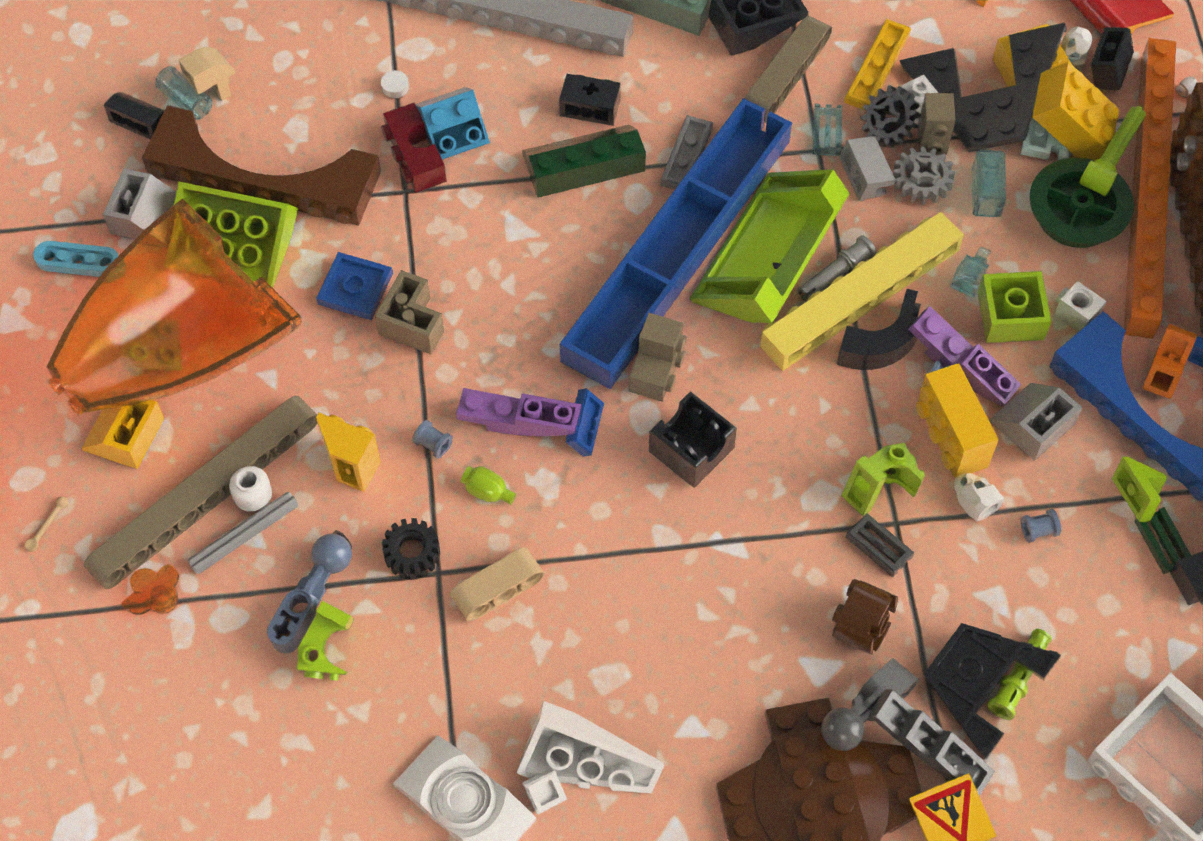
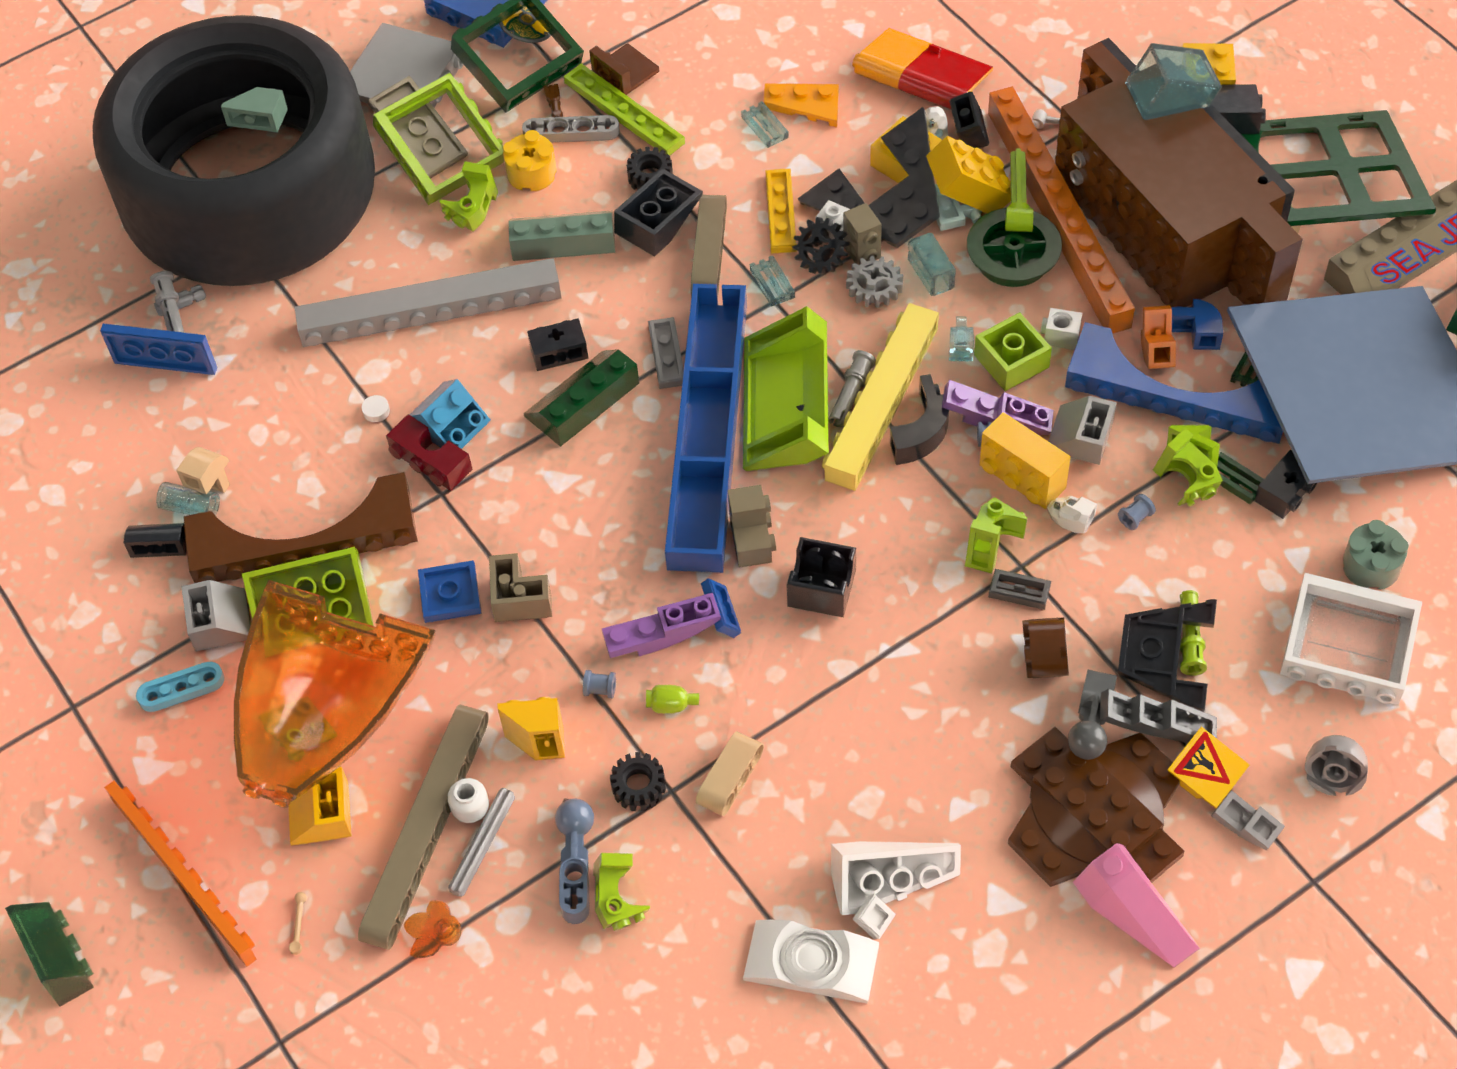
camera: 25 degrees left, 5 degrees down
(866, 167) = (824, 296): light grey hinge -> none
(1128, 517) = (1197, 468): none -> lime tile

